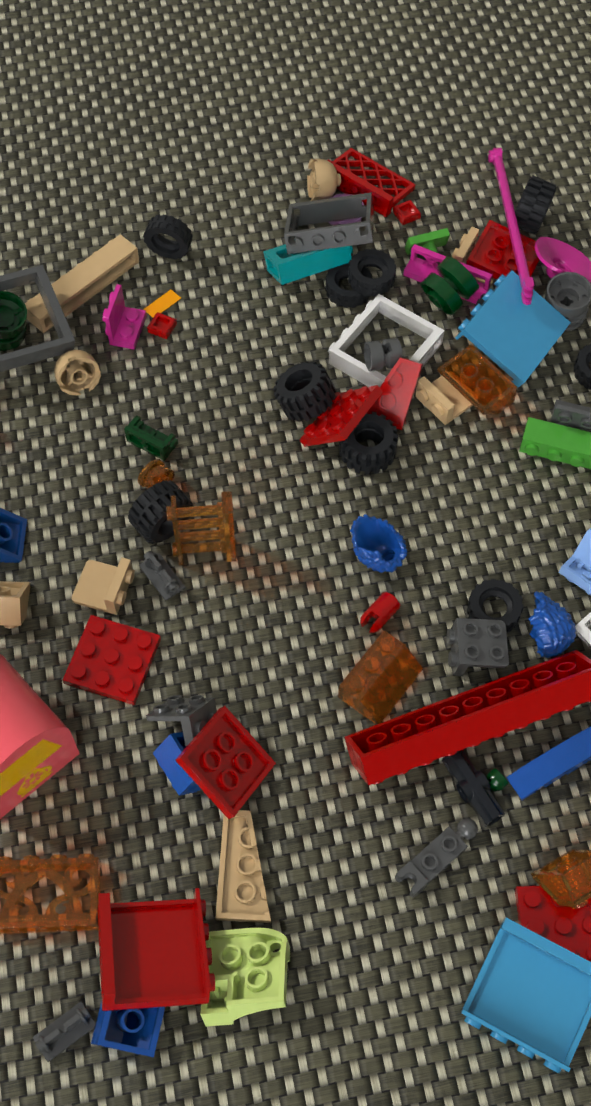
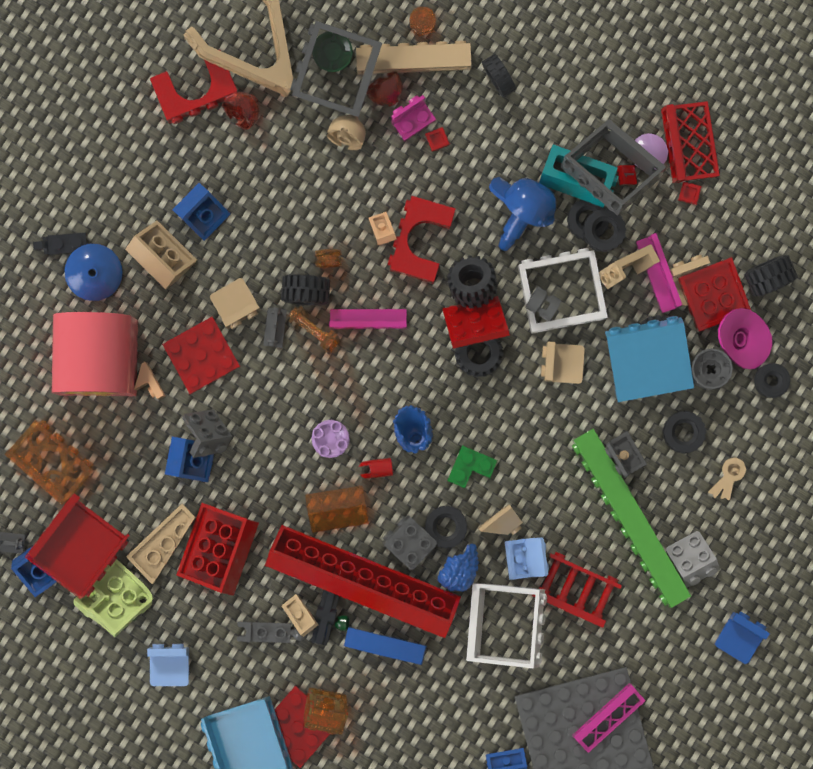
camera: 50 degrees right, 25 degrees up
(63, 254) = (422, 21): none -> clear orange wheel
(79, 720) = (147, 377): none -> light nougat slope
(82, 316) = (385, 90): none -> clear red cylinder
(150, 439) = (353, 223): dark green hinge -> none
(162, 303) = (454, 120): light orange sticker -> none
(184, 420) = (382, 228): none -> light nougat slope
(225, 427) = (418, 212): none -> red arch
(226, 762) = (202, 481): red plate -> none
(254, 491) = (368, 319): none -> dark pink fence
(292, 294) = (529, 204): none -> blue piece
(303, 823) = (217, 549): none -> red slope
(310, 625) = (330, 438): none -> lavender dish
(322, 179) = (651, 119): tan cylinder -> none
(369, 991) = (169, 665): none -> light blue bracket
(398, 392) = (527, 336): red wing -> none
(418, 278) = (640, 260): none -> tan panel
(428, 240) = (673, 236): bright green tile -> none
(449, 286) = (643, 289): dark green wheel -> none
(449, 808) = (299, 615): none -> tan plate
(454, 540) = (469, 461): none -> green plate
(479, 381) = (587, 374): clear orange slope -> none
(527, 282) = (800, 204): dark pink hinge -> none
(539, 555) = (503, 522): none -> tan slope

